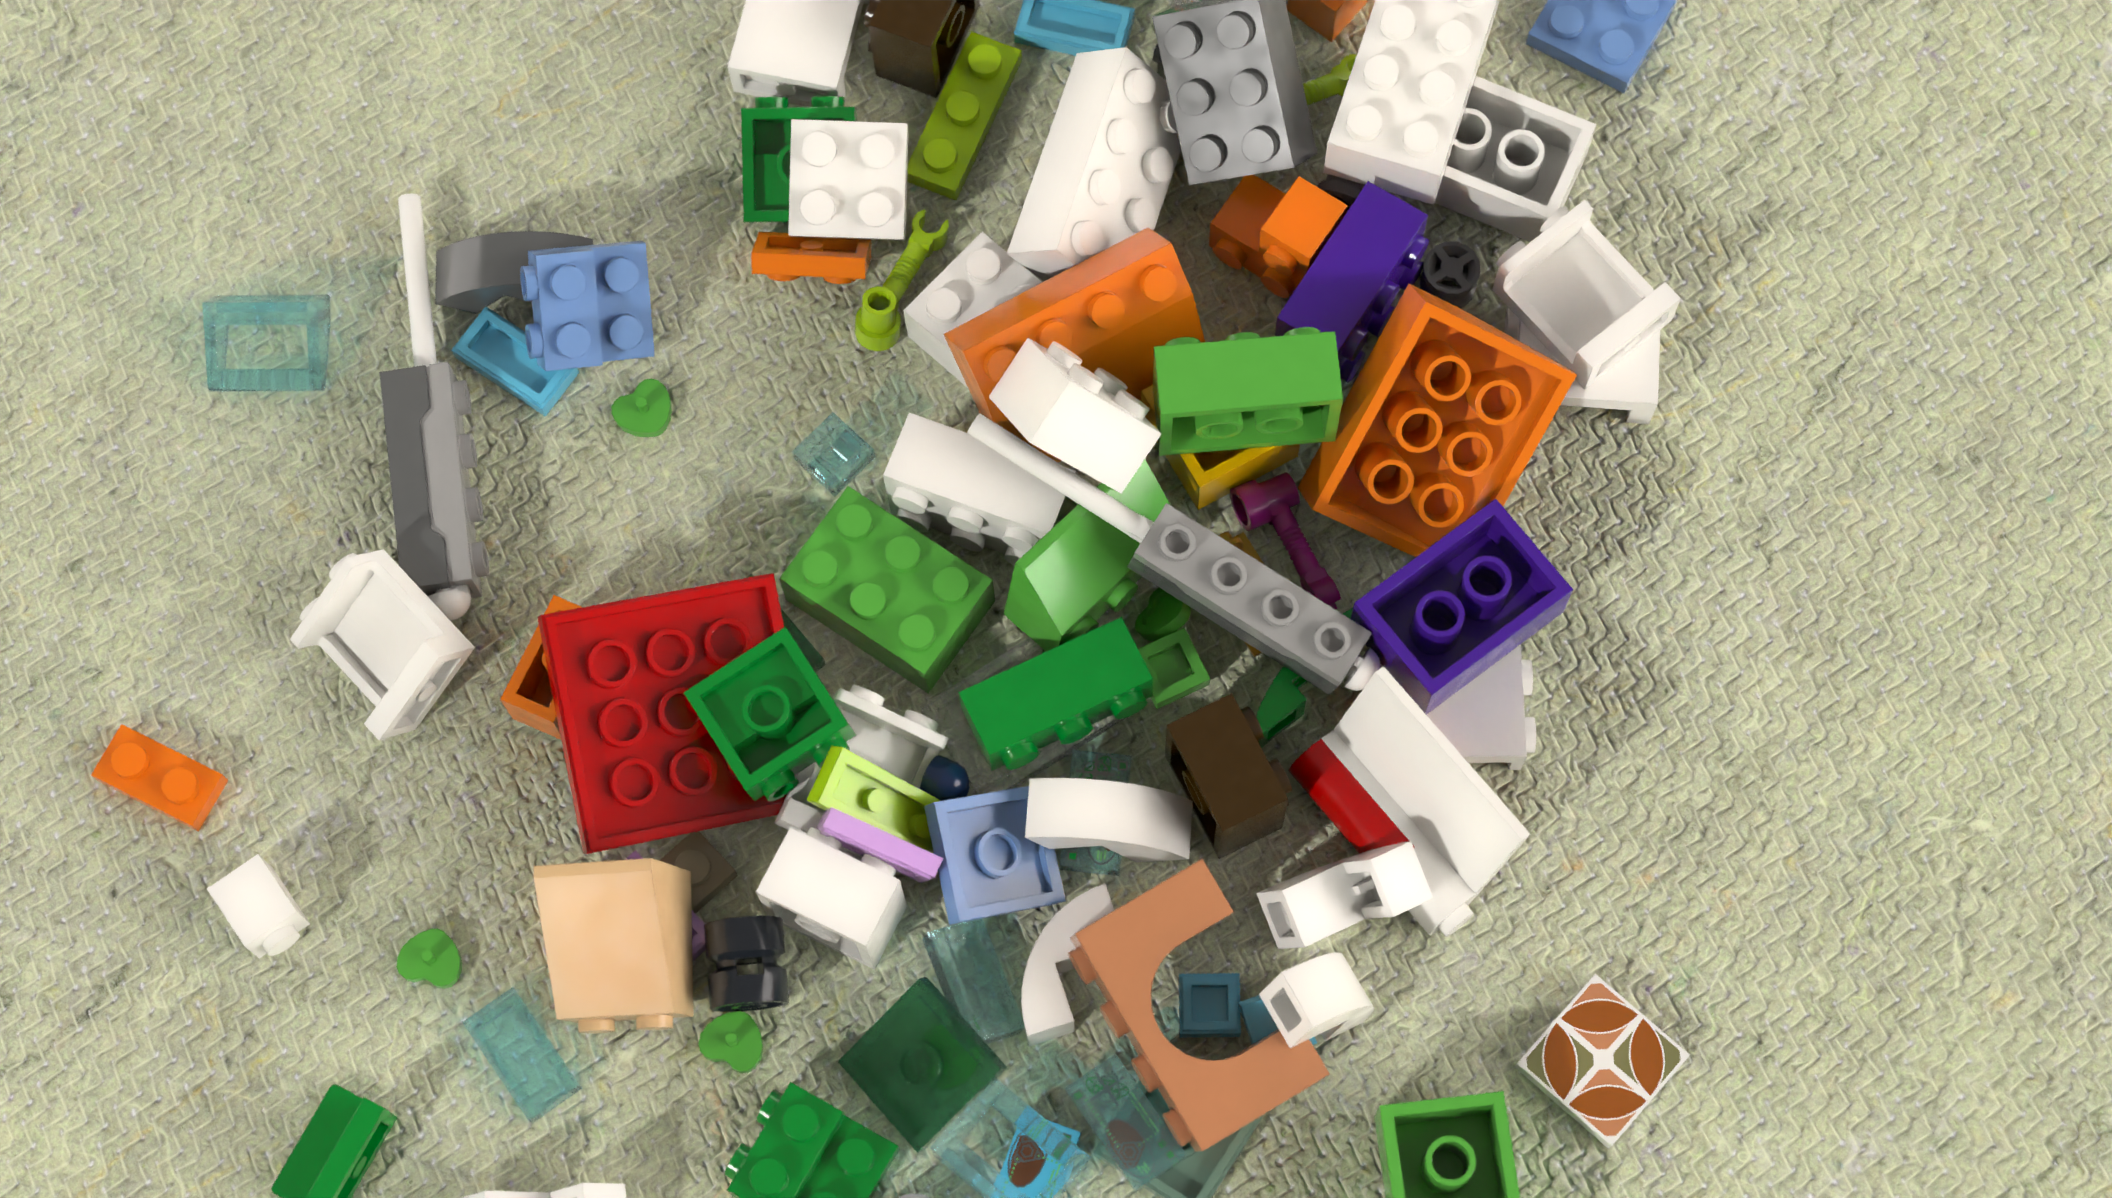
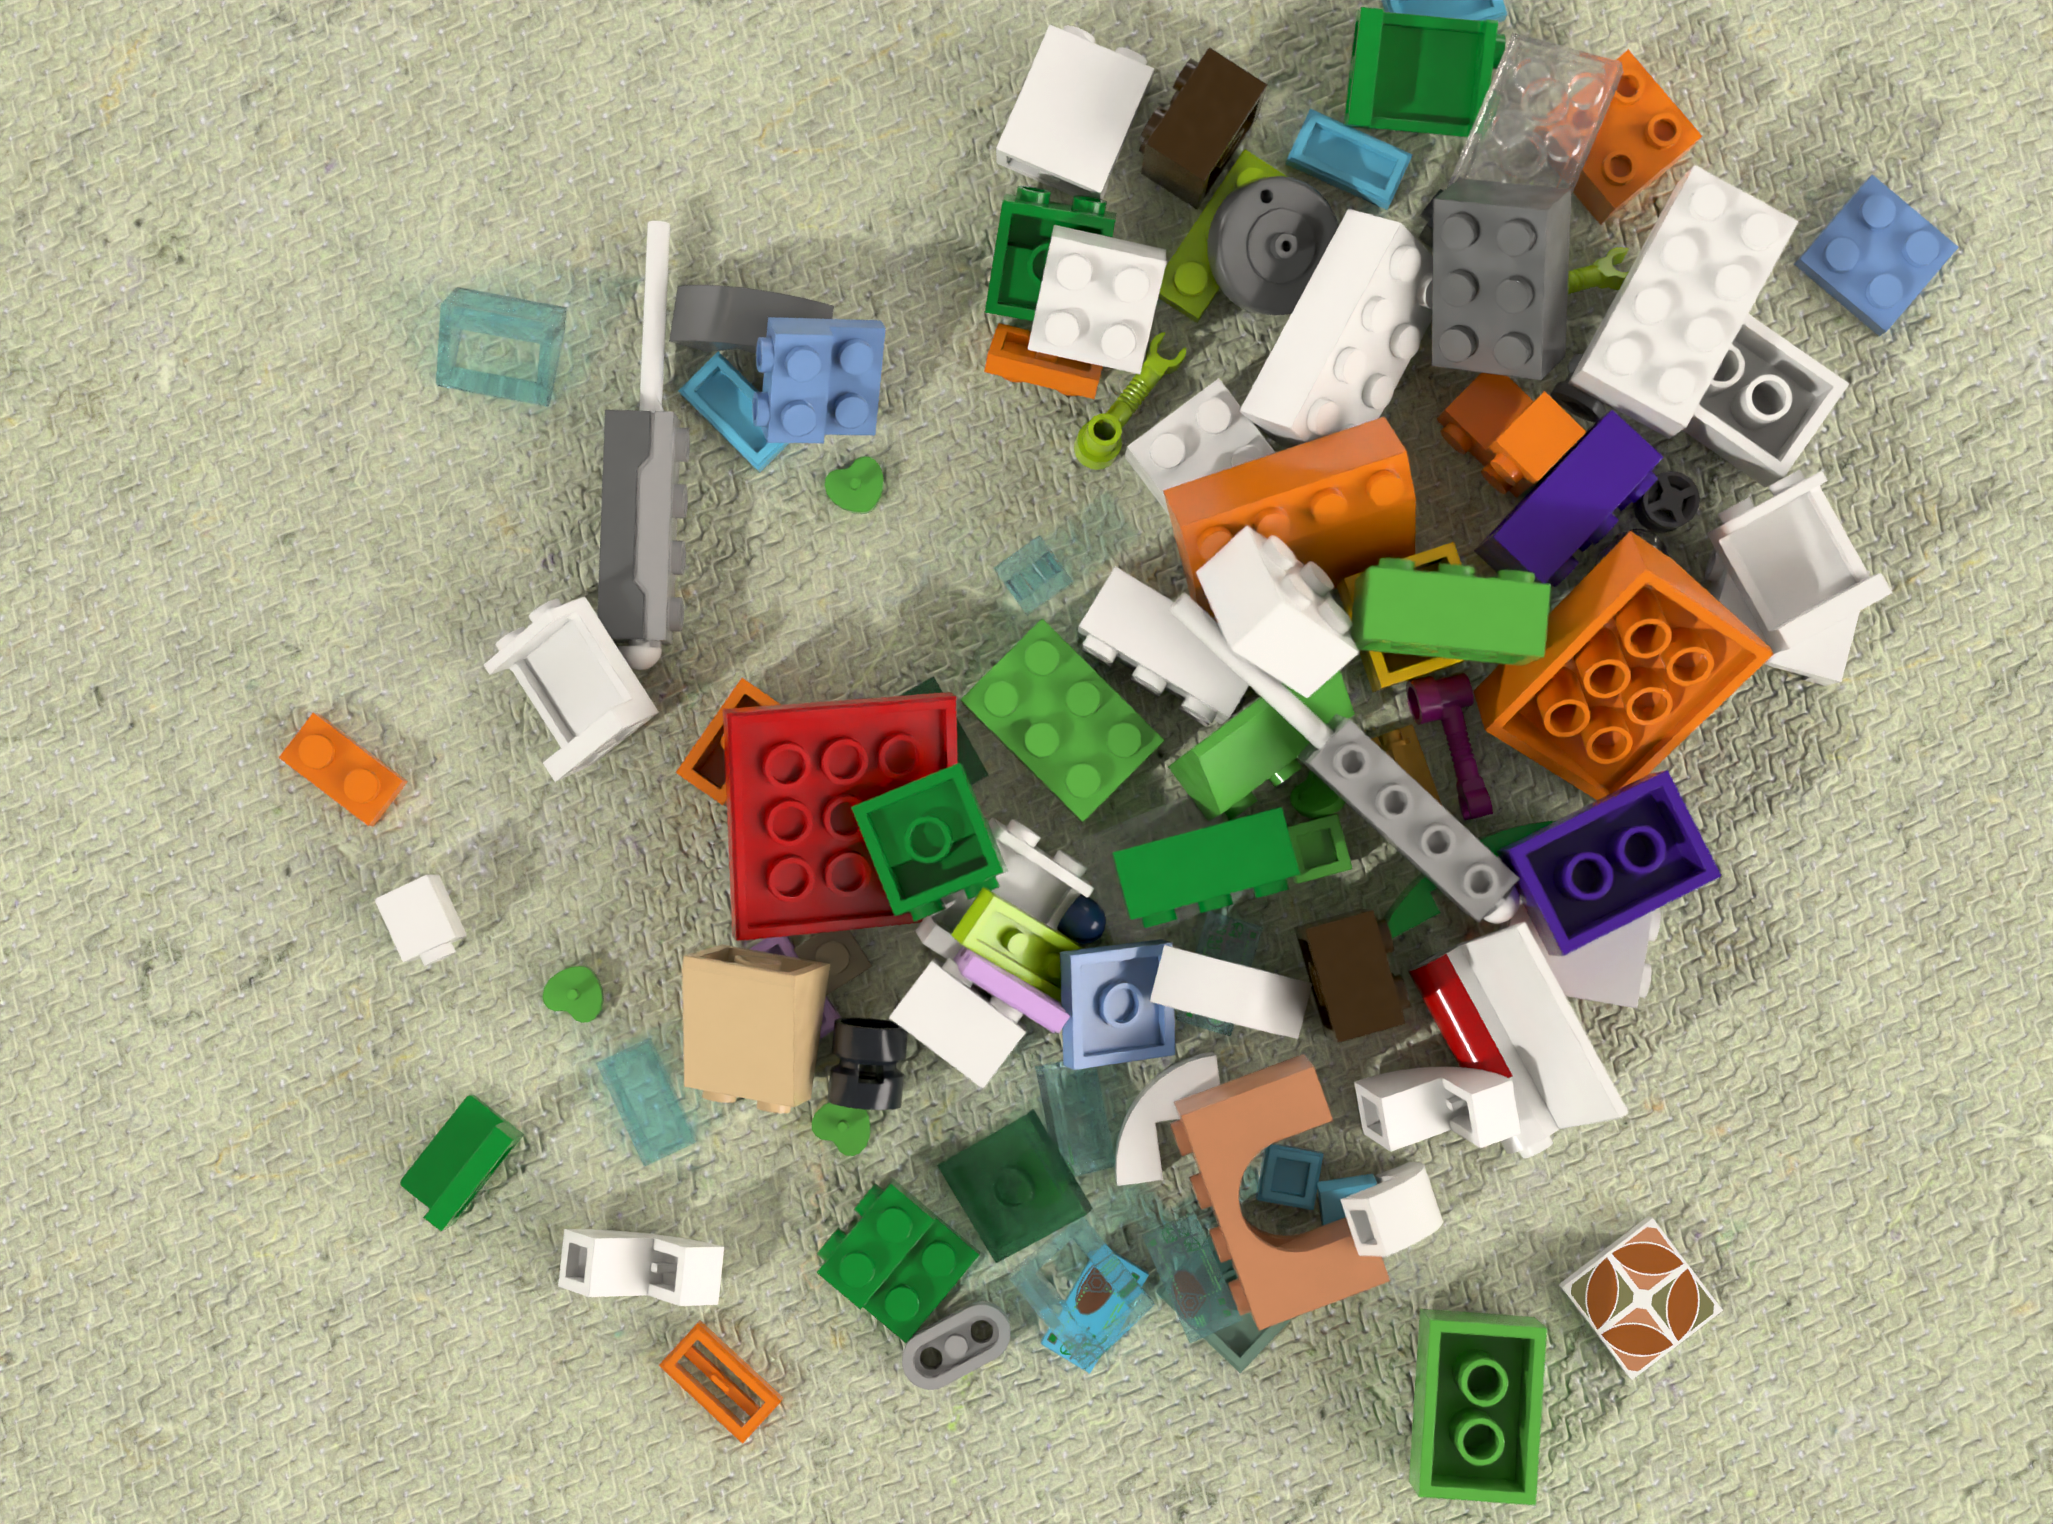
camera: 10 degrees right, 15 degrees up
(1006, 106) = (1269, 242): none -> dark grey wheel

